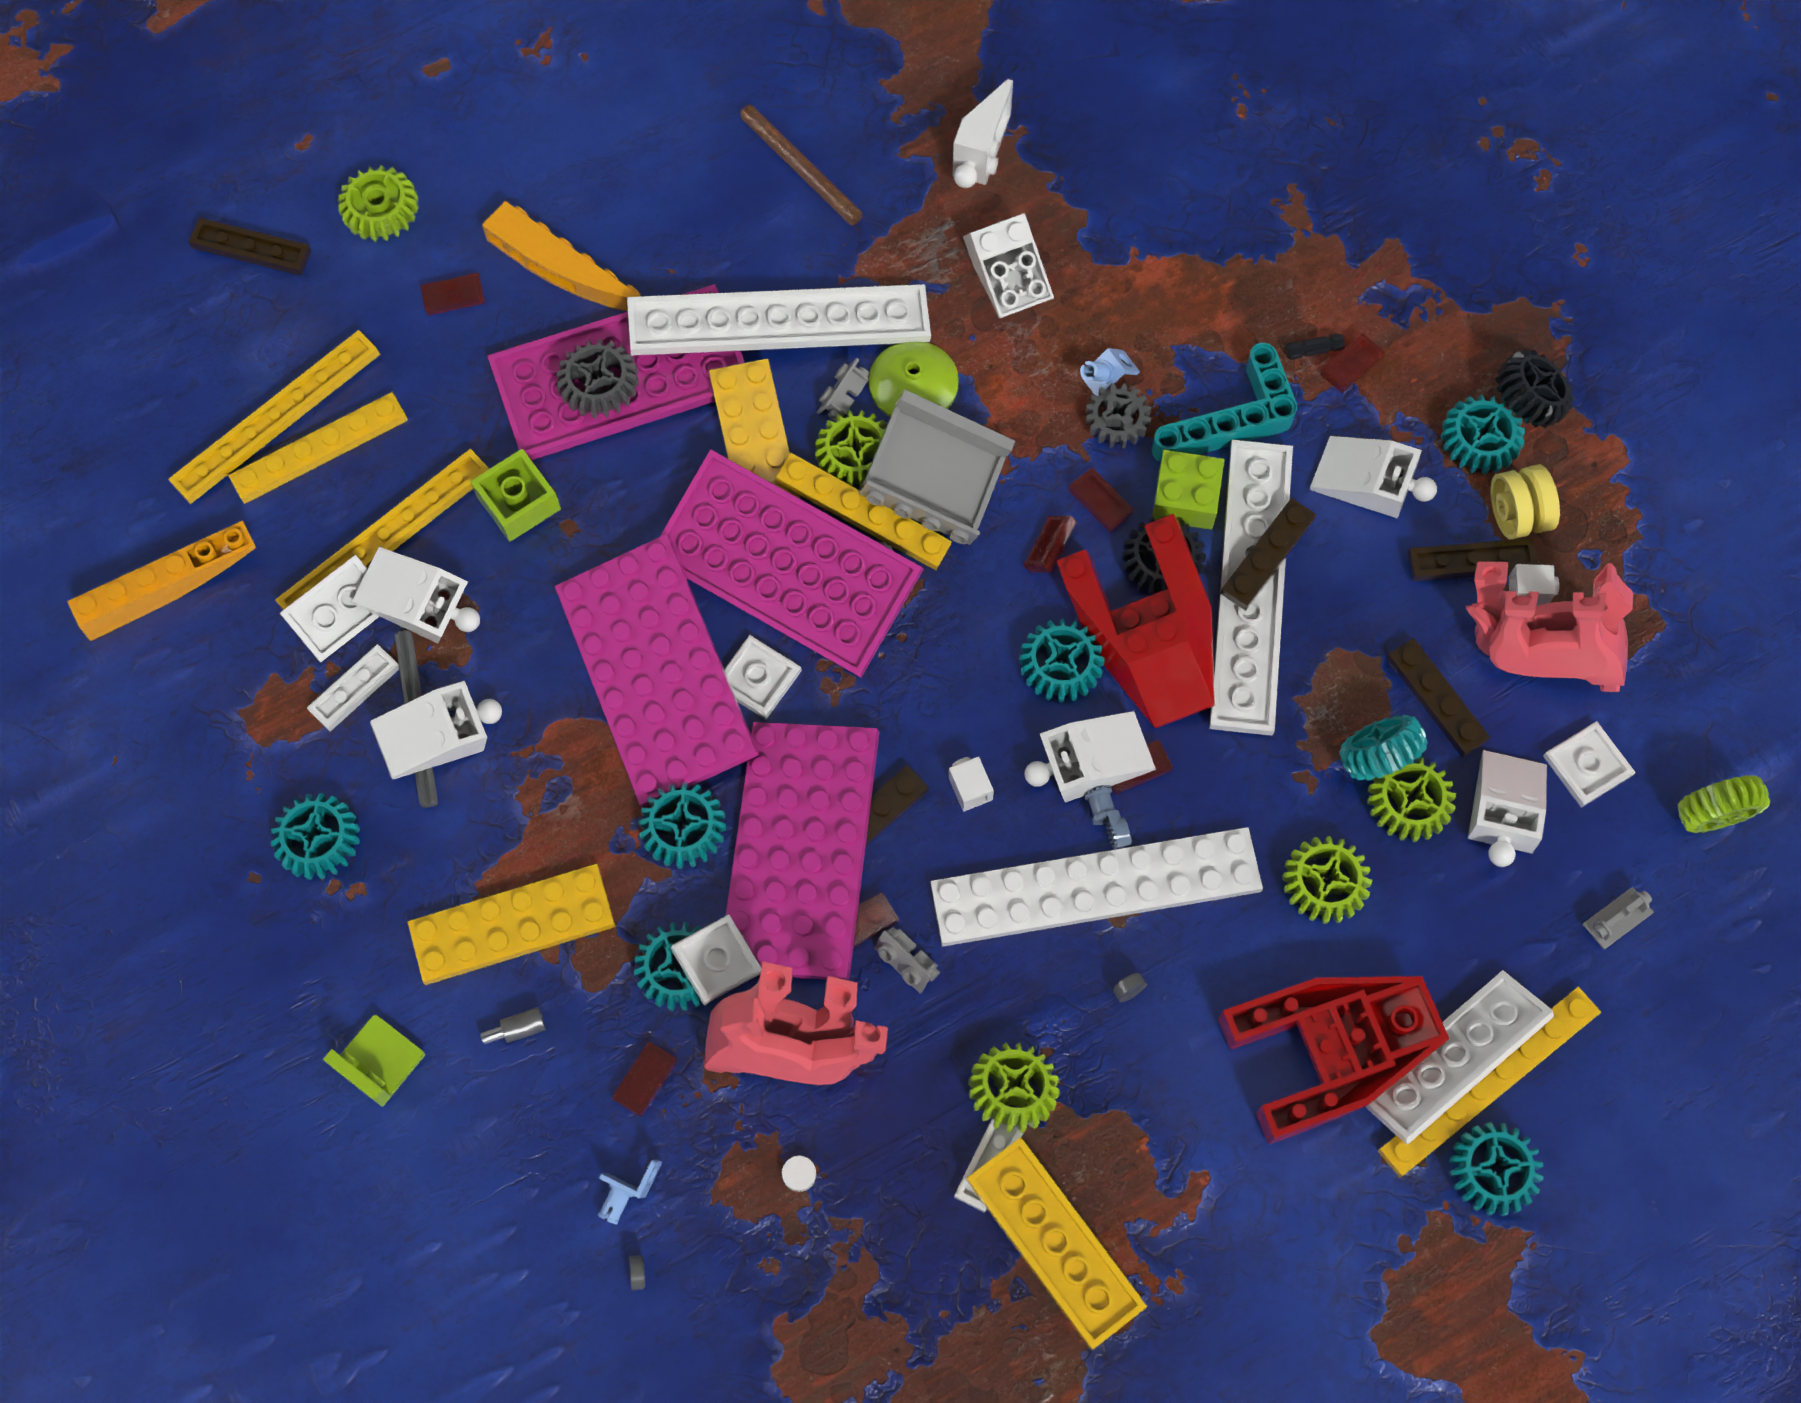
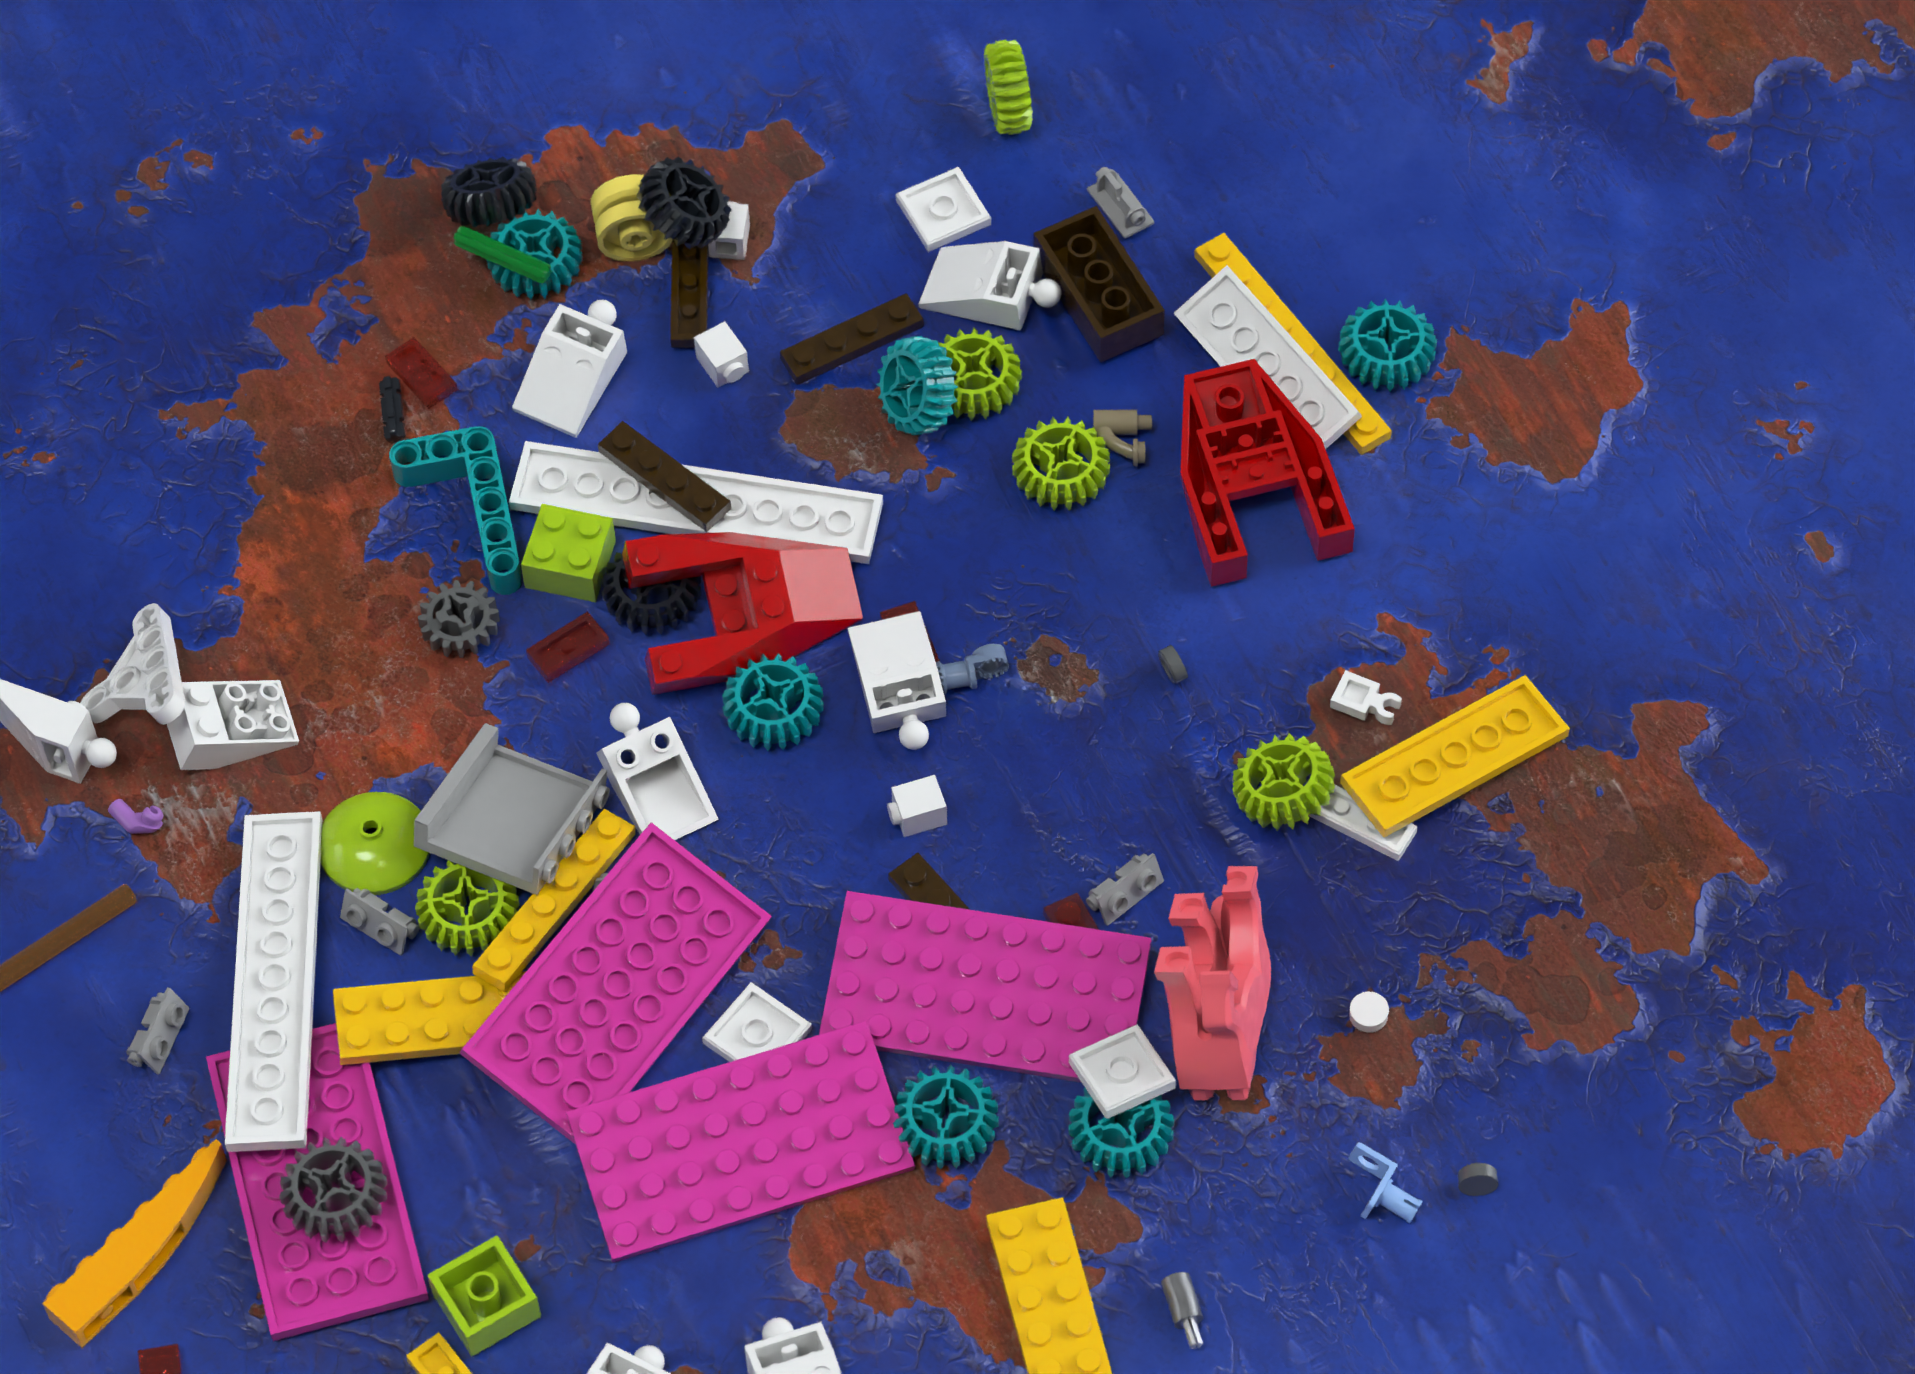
camera: 85 degrees left, 10 degrees down
(644, 1079) = (1252, 1171): clear red plate -> none
(738, 254) = (163, 1020): none -> light grey hinge
(918, 213) = (141, 822): none -> medium lavender arm
(972, 579) = (659, 782): none -> white slope
(1038, 195) = (144, 675): none -> white beam
(1050, 544) = (606, 692): clear red plate -> none
(1095, 886) = (1050, 696): white plate -> none
(1107, 369) = (396, 626): light blue bracket -> none
(1112, 1154) = (1360, 696): none -> white plate
(1379, 931) = (1122, 422): none -> dark tan plant
(1401, 590) = (721, 354): none -> white brick
(1467, 403) = (502, 254): none -> green axle
(1520, 899) = (1099, 284): none -> dark brown brick
(1551, 550) = (684, 202): none -> black gear
(1556, 638) = (804, 205): coral piece -> none

